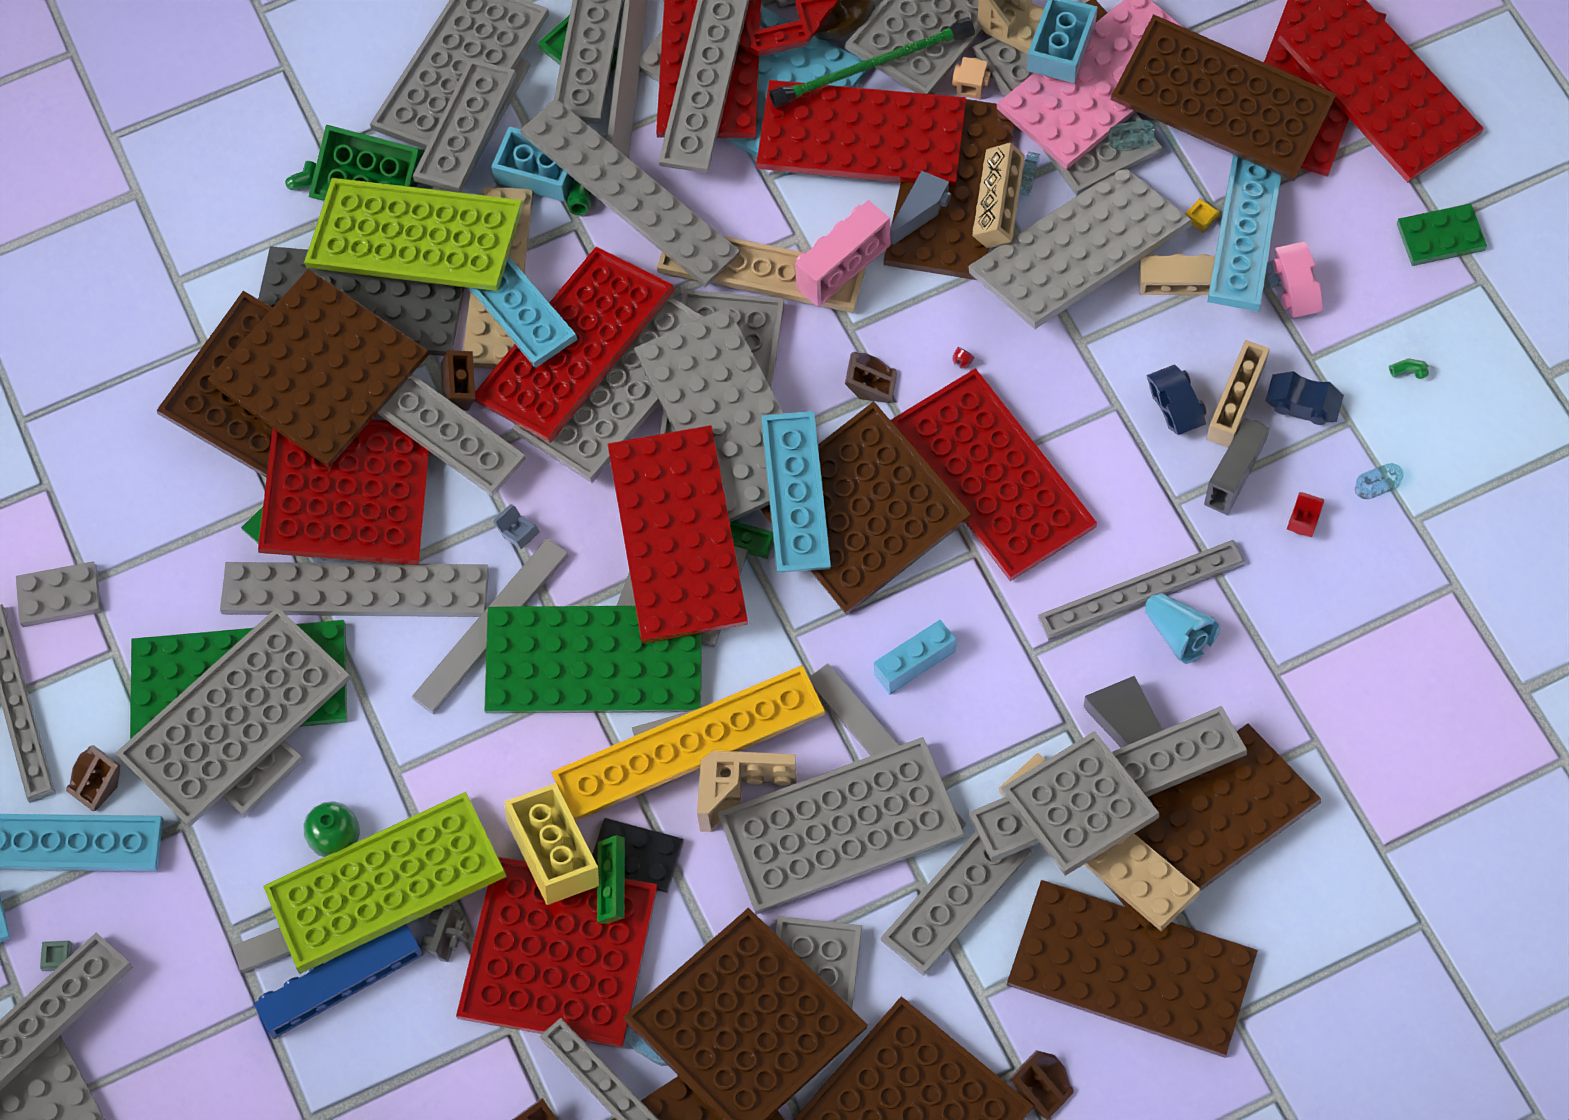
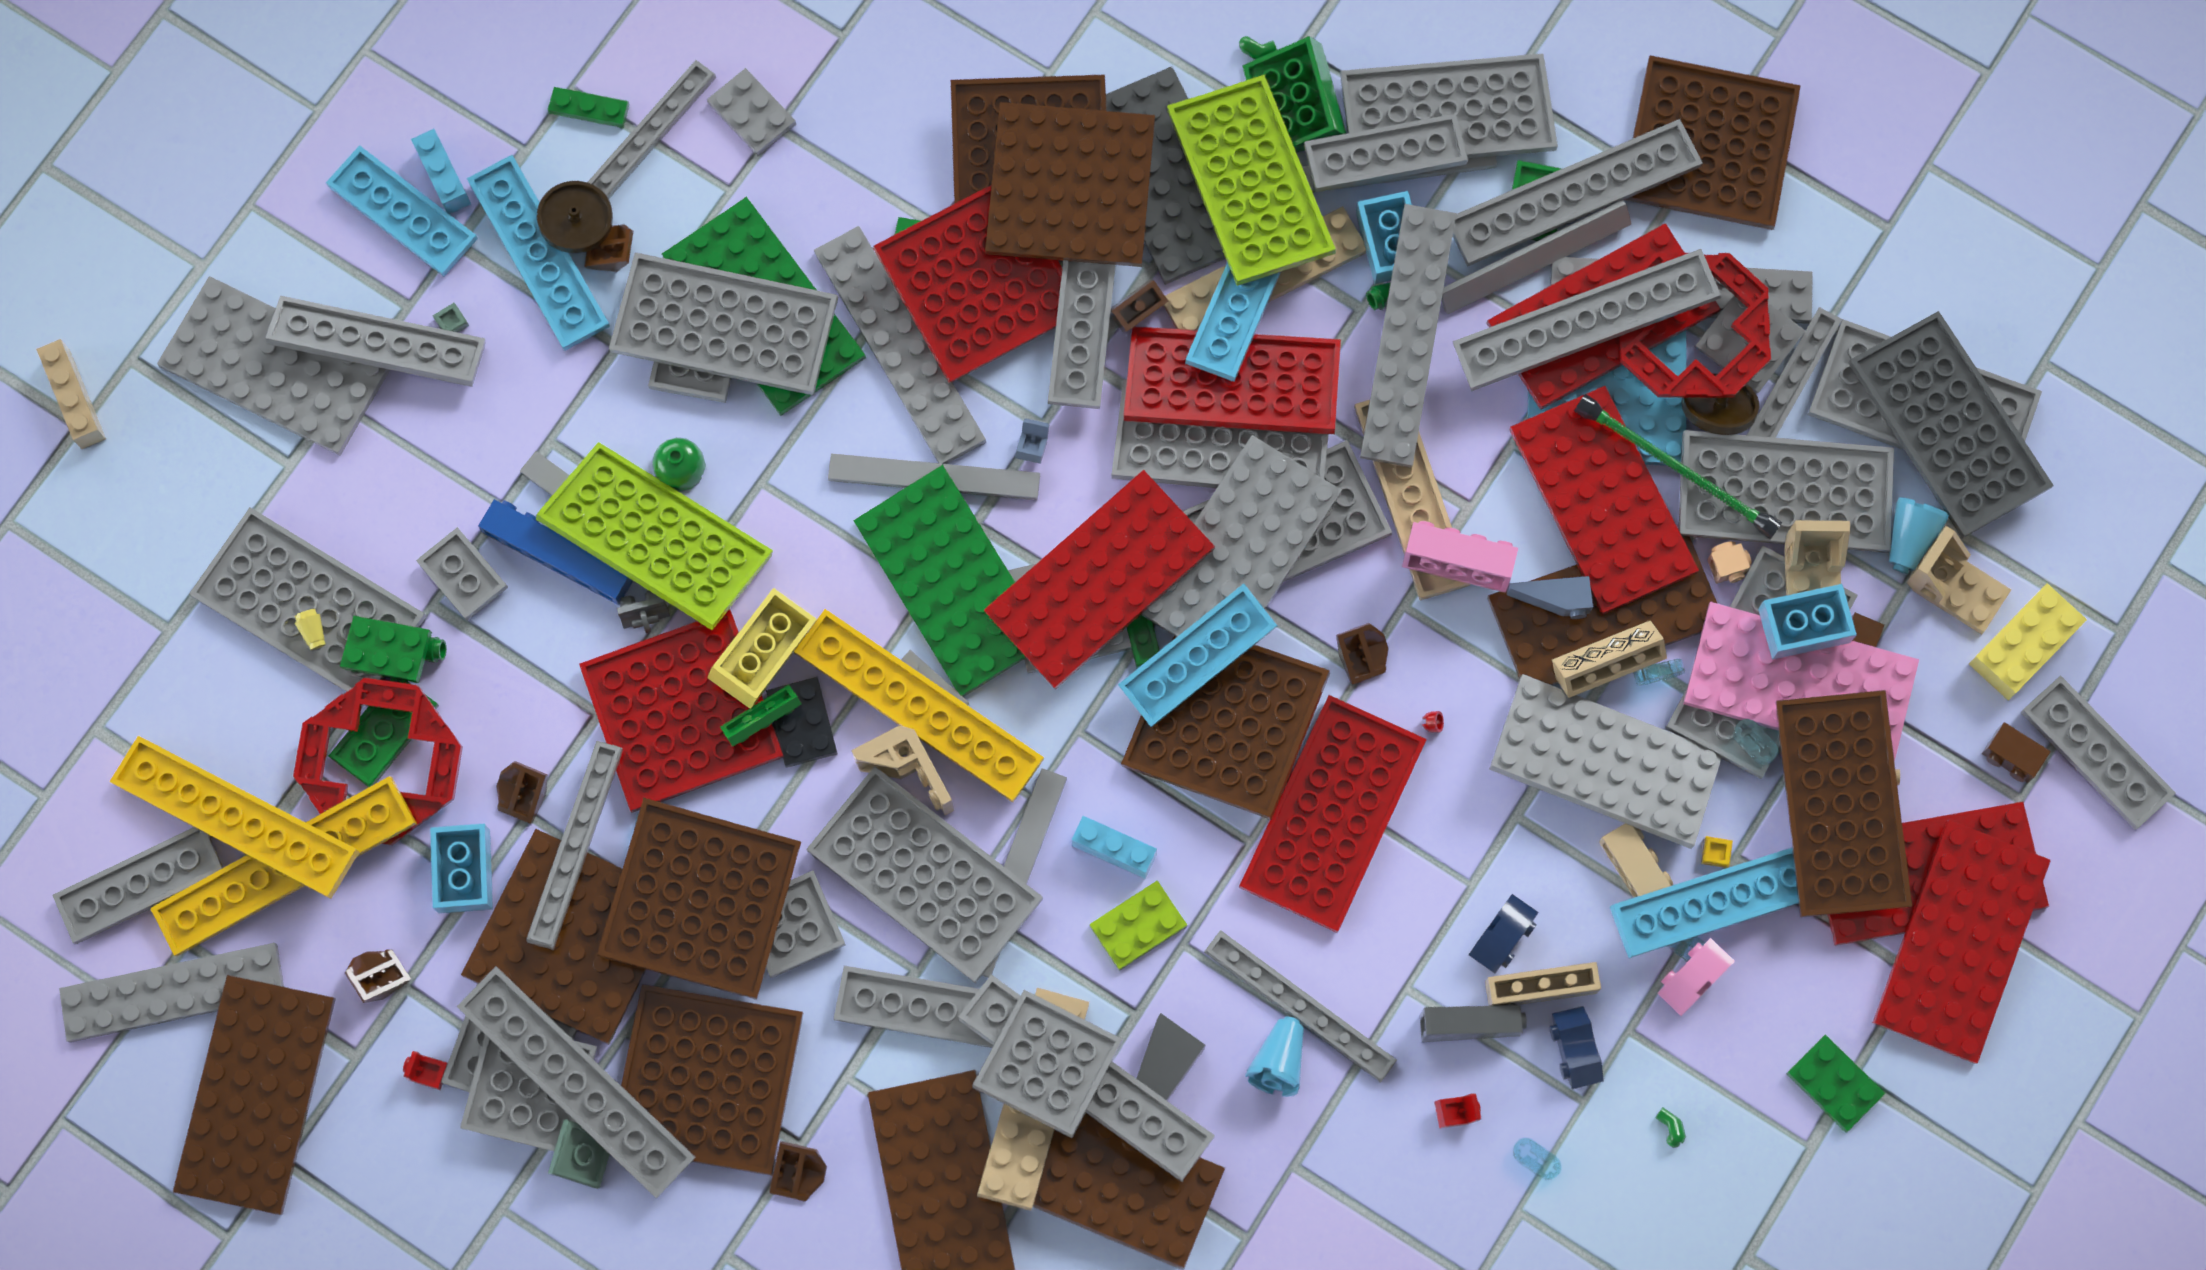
camera: 55 degrees right, 10 degrees up
(43, 789) = (574, 216): none -> dark brown piece
(300, 1076) = (462, 574): none -> light grey plate
(993, 678) = (1138, 925): none -> lime plate

